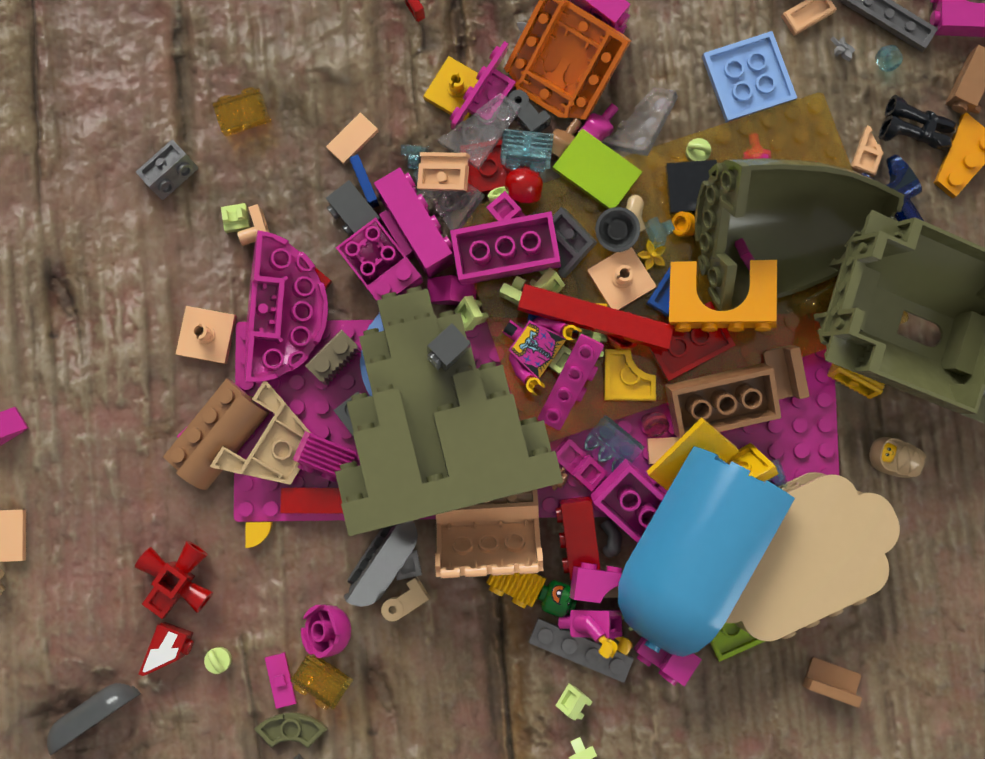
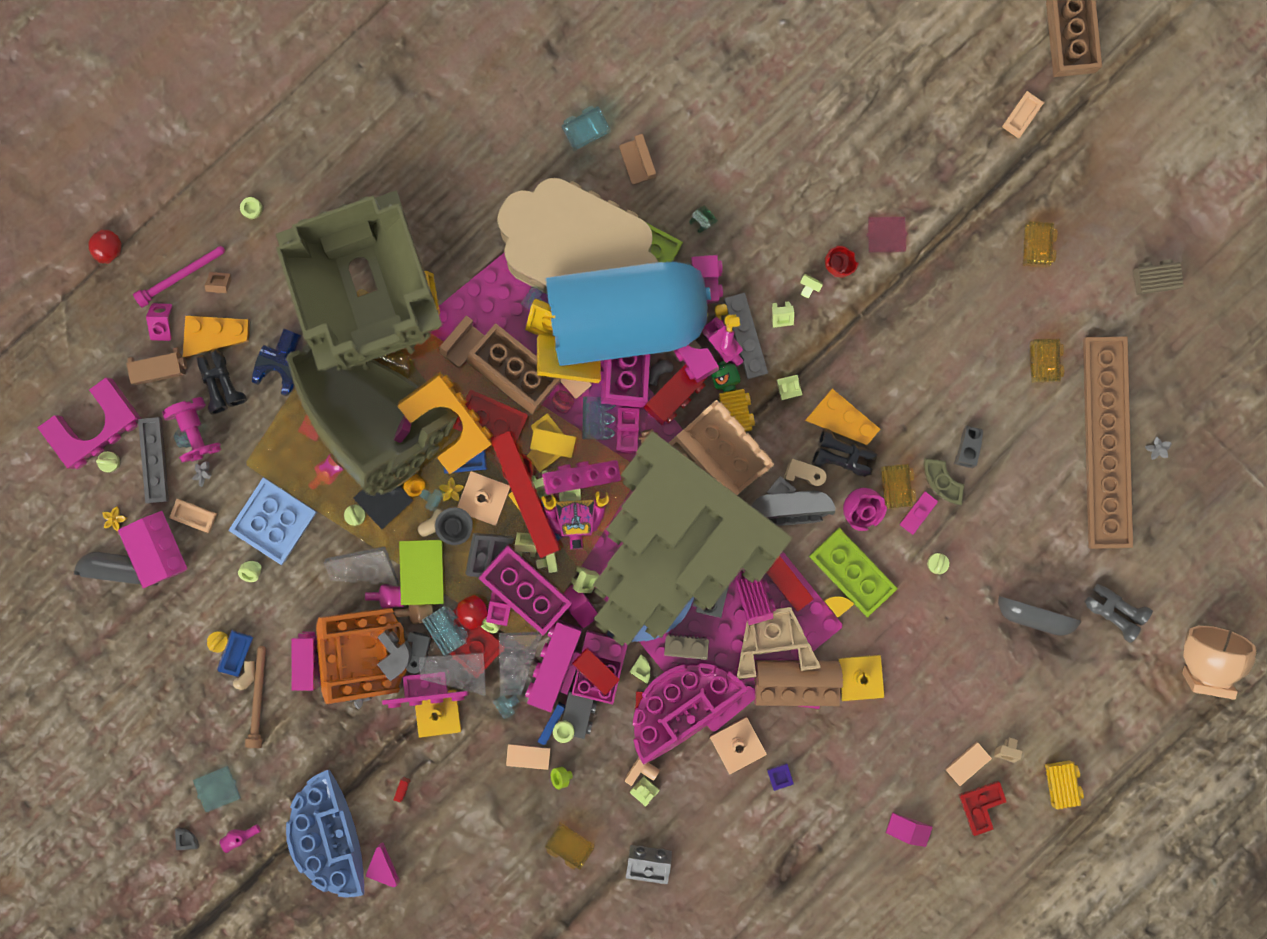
camera: 125 degrees left, 5 degrees up
(146, 350) = (780, 776): none -> dark purple tile
(166, 647) = (956, 602): slope -> none
(172, 499) = (861, 678): none -> yellow tile
(173, 580) = (911, 633): red brick -> none
(275, 571) = (853, 572): none -> lime tile
(309, 152) = (560, 777): none -> lime tile
(347, 183) = (563, 731): none -> yellowish green tile
(347, 302) = (641, 669): none -> yellowish green tile
(377, 253) = (595, 671): none -> red slope
(417, 649) = (829, 441): none -> black piece
(428, 680) = (843, 418): none -> light orange wing
(443, 171) = (505, 673): light nougat plate -> none
(447, 348) = (626, 570): dark grey brick -> none
(498, 652) = (789, 387): none -> yellowish green tile
(536, 88) = (399, 655): none -> flat silver brick
(623, 382) = (553, 443): none -> yellow tile
(719, 21) = (250, 571): none -> yellowish green tile
(727, 702) = (704, 218): none -> clear green tile
(867, 154) = (263, 400): light nougat tile -> none
(896, 457) = (459, 228): tan piece -> none
(900, 69) = (188, 422): none -> dark pink piece
(904, 656) = (585, 128): none -> clear light blue brick

